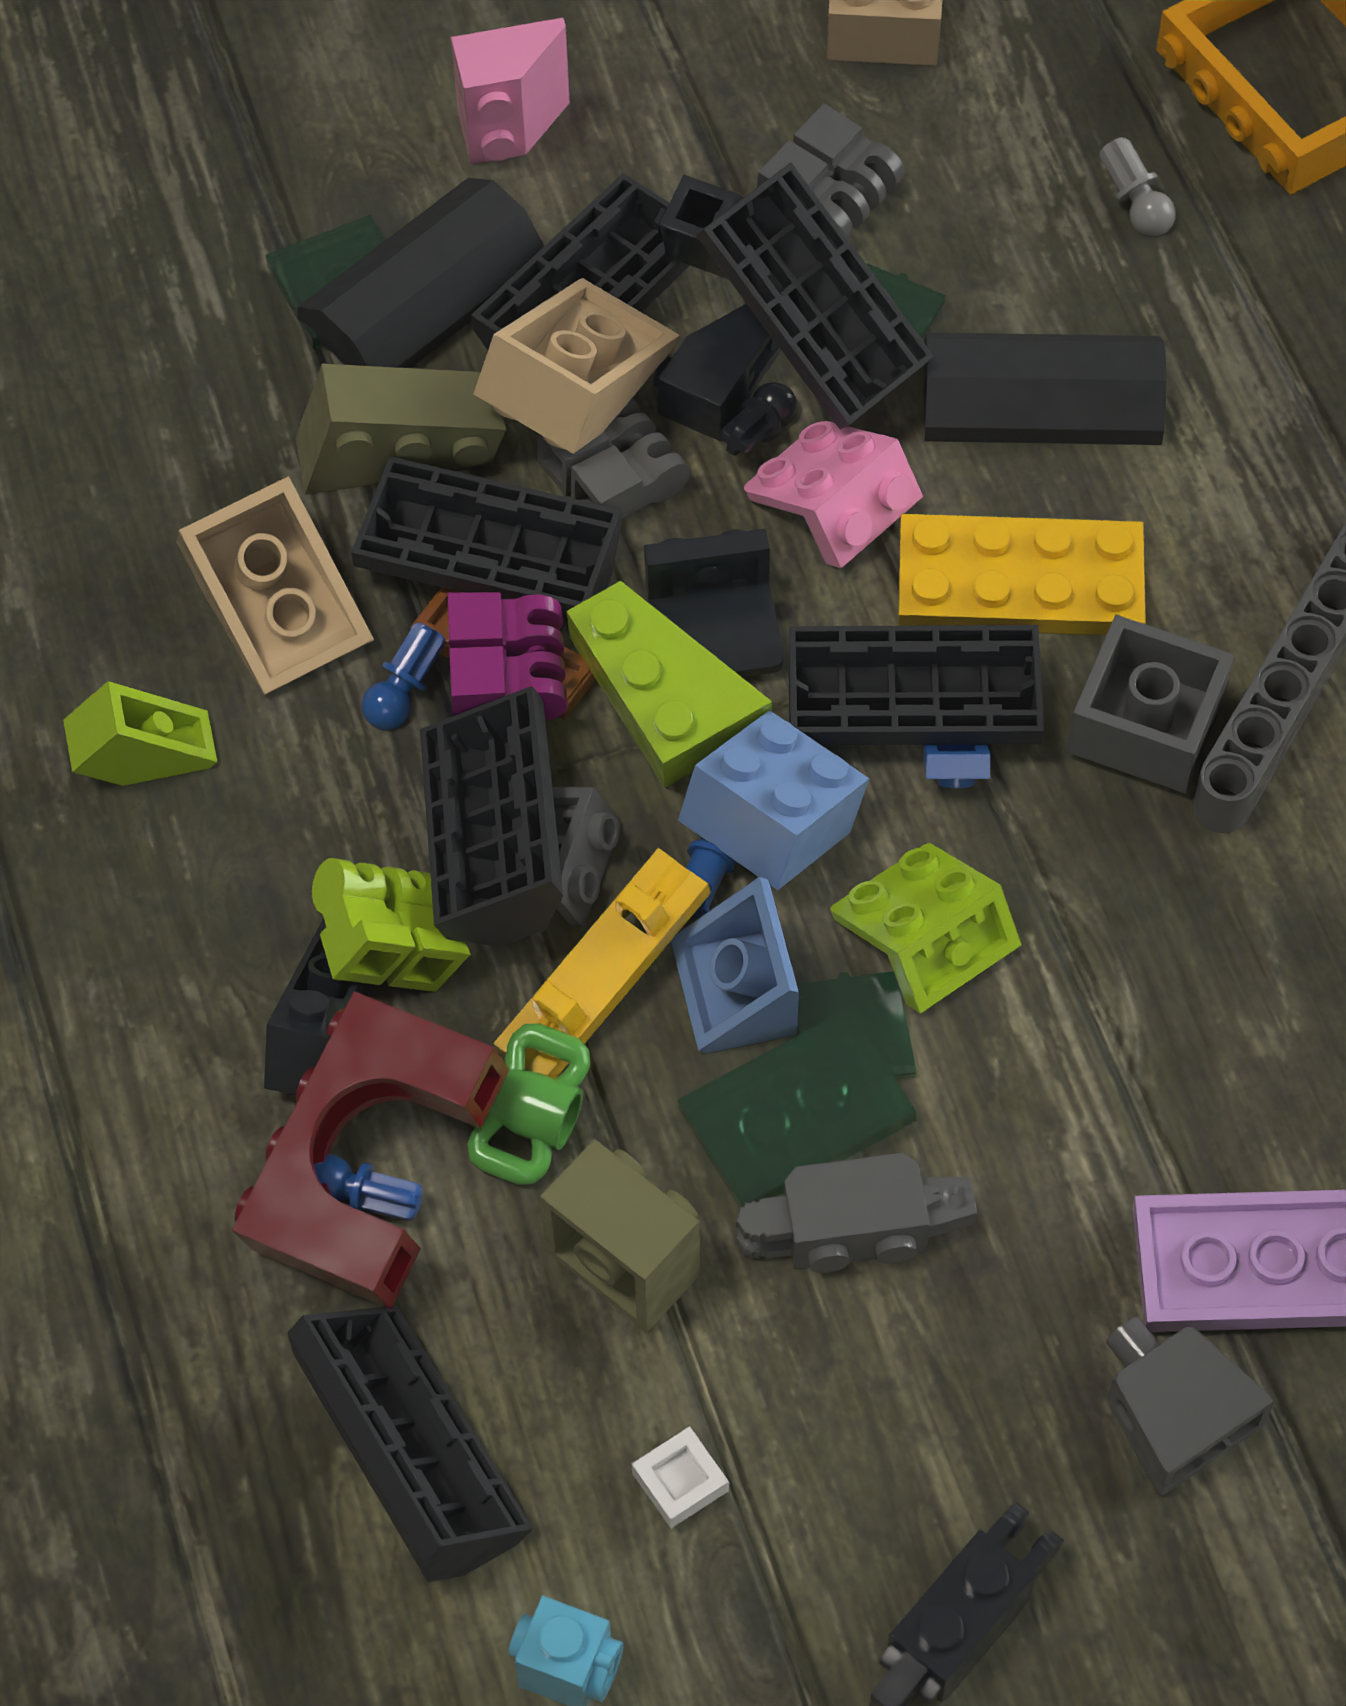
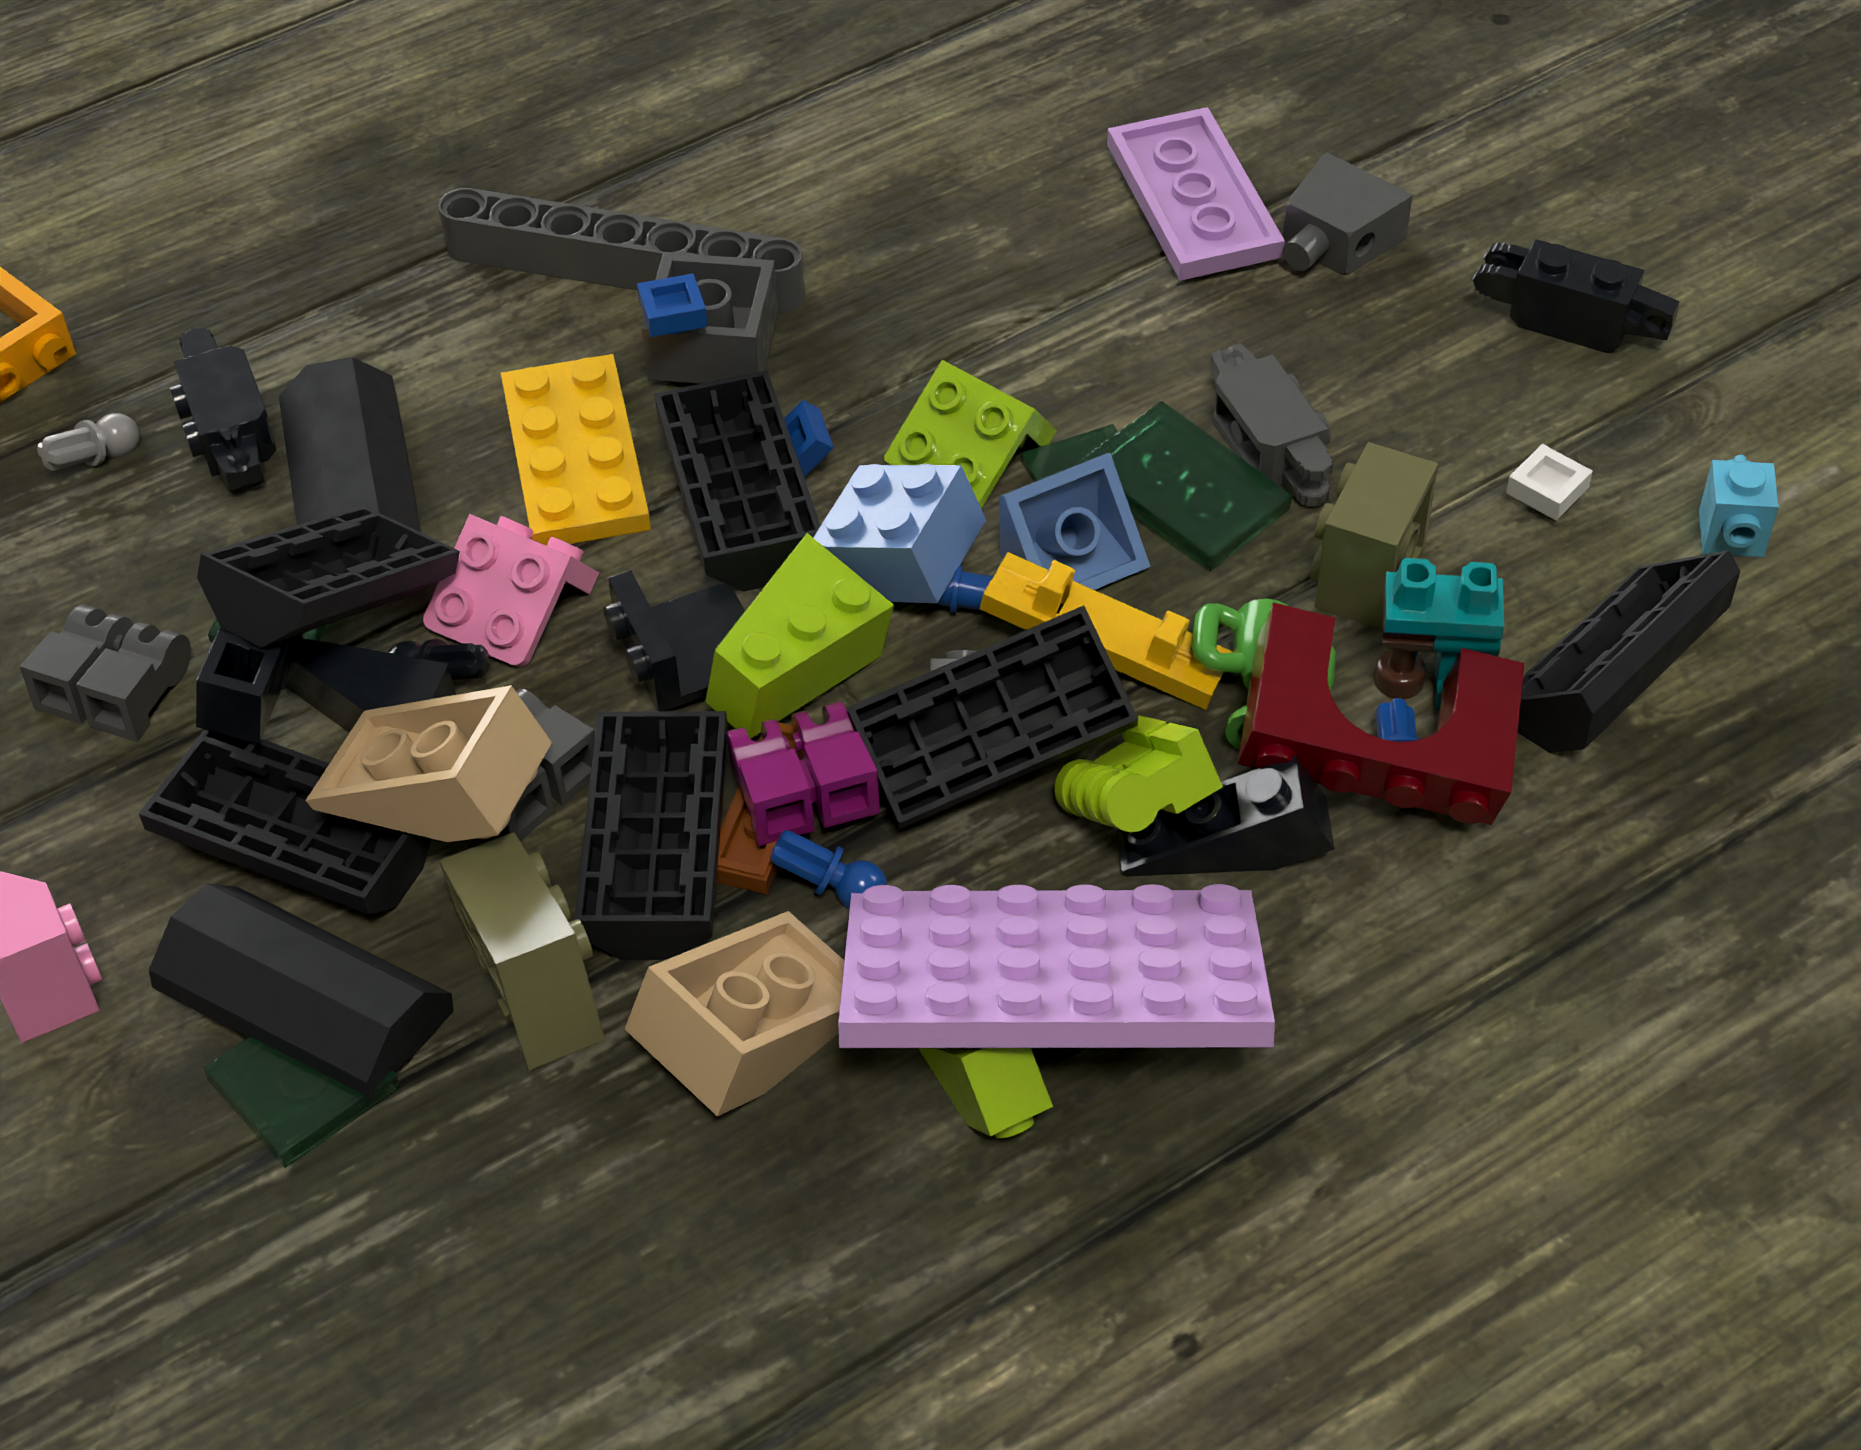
camera: 105 degrees left, 10 degrees down
(192, 797) = (1054, 969): none -> lavender plate
(452, 1243) = (1439, 617): none -> teal hips
(1118, 630) = (672, 305): none -> blue plate
(1148, 287) = (224, 408): none -> black hinge

